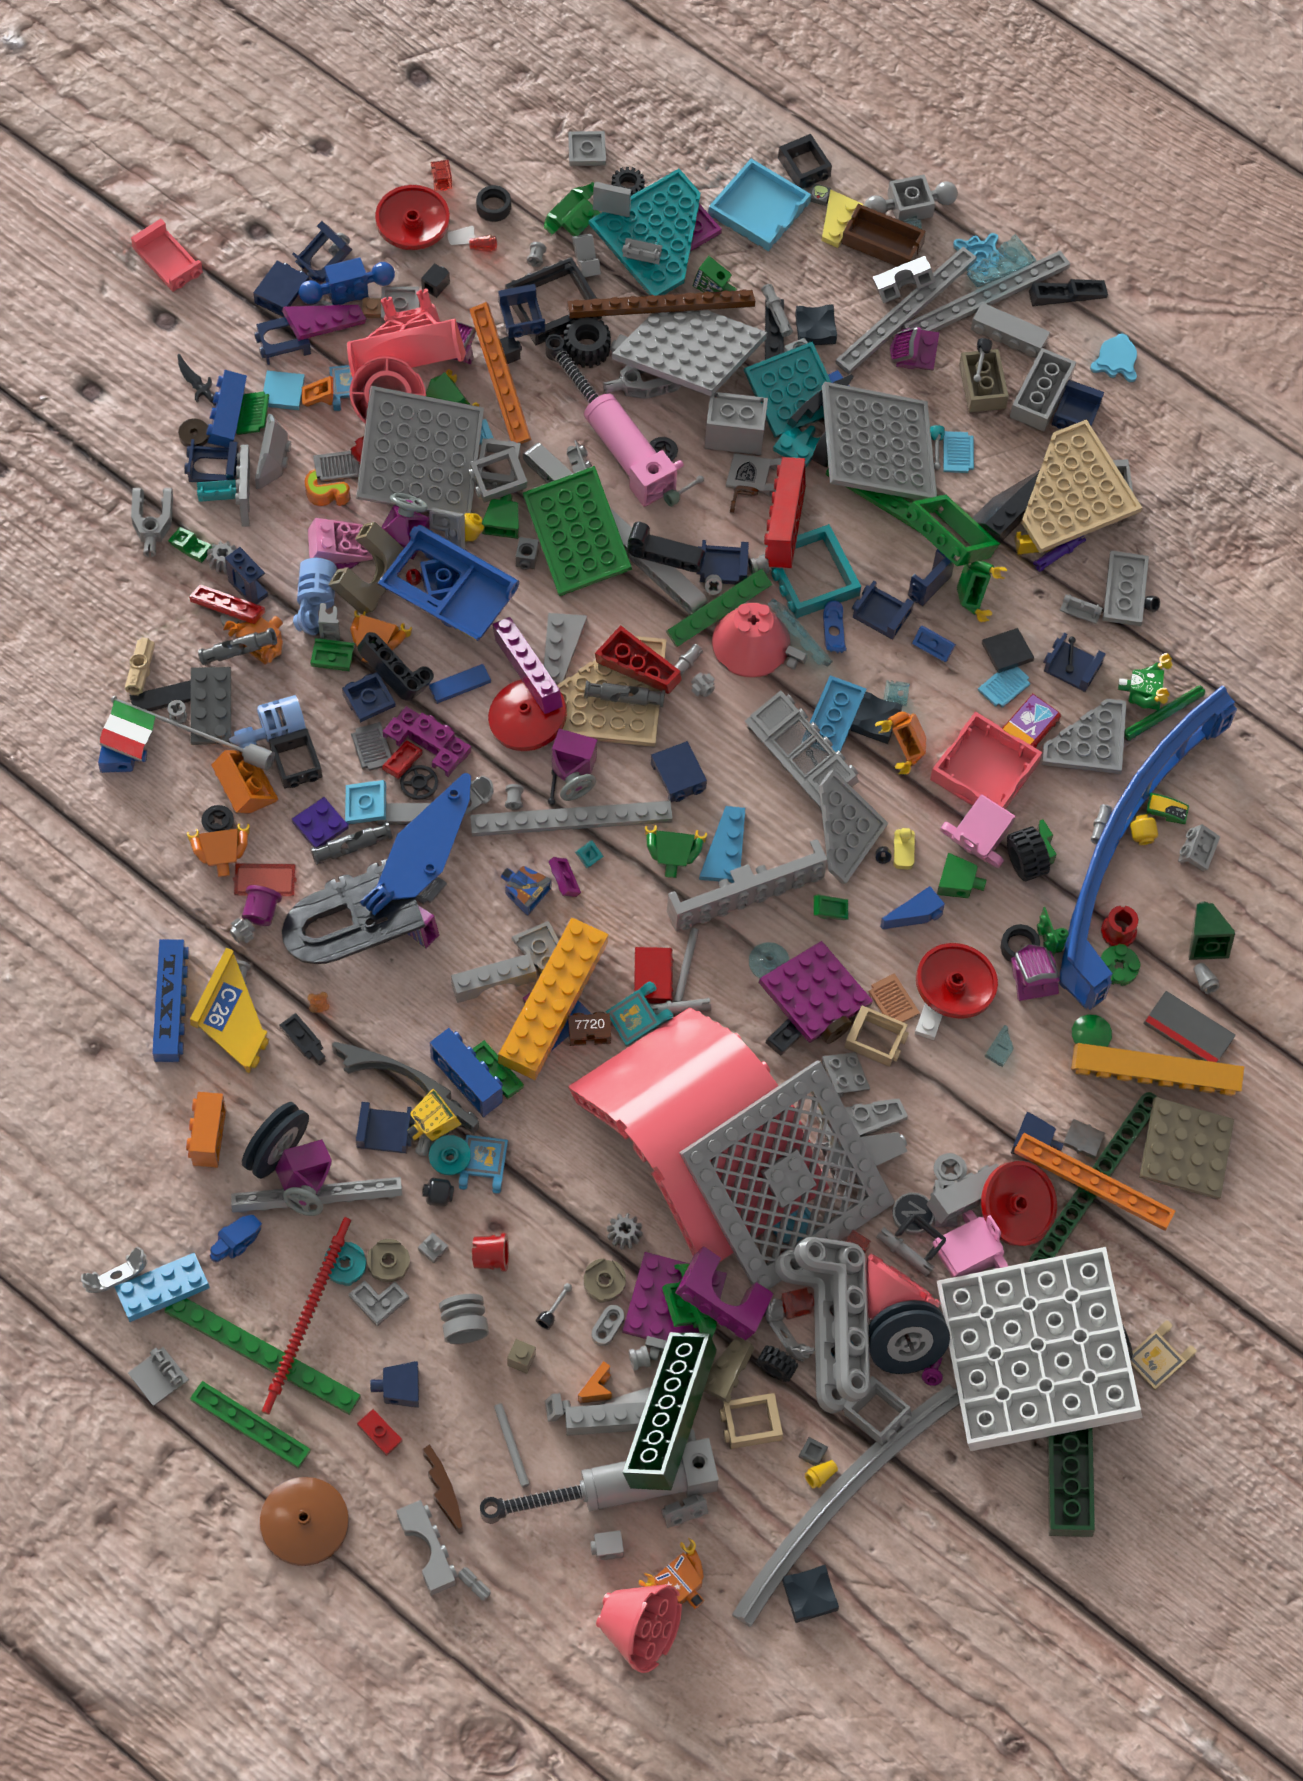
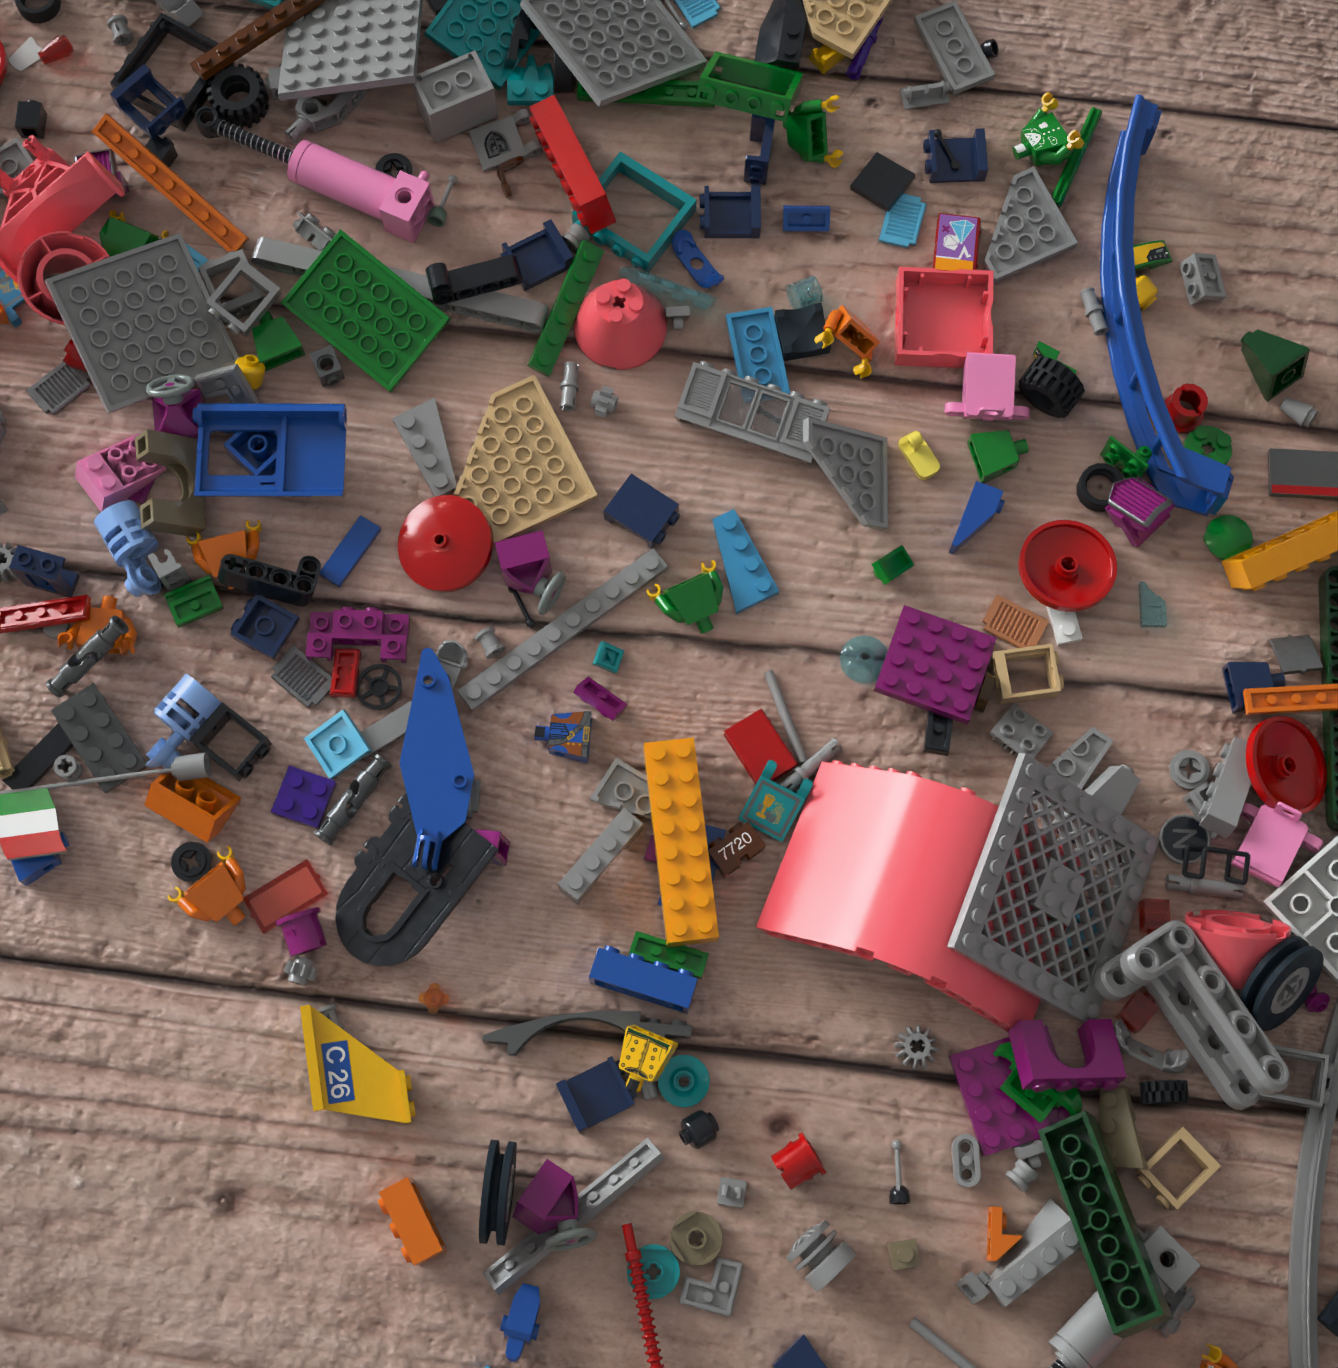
camera: 30 degrees left, 10 degrees up
(169, 1000) = (273, 1098): blue brick -> none
(303, 1038) = (444, 1049): black hinge -> none
(326, 493) = (68, 425): orange animal -> none
(414, 582) = (218, 465): red hinge -> none
(486, 1160) = (724, 1060): dark azure flag -> none
(527, 665) = (413, 491): magenta brick -> none
(607, 1269) = (944, 1109): dark tan plate -> none
(611, 692) = (525, 464): dark grey piece -> none
(638, 661) = (524, 417): red wedge -> none
(713, 591) = (543, 279): light grey bush -> none
(747, 889) = (795, 595): light grey piece -> none
(813, 1451) = (1254, 1159): dark grey tile -> none
(820, 1474) = (1279, 1180): yellow cone -> none
(883, 860) = (907, 478): black hinge -> none

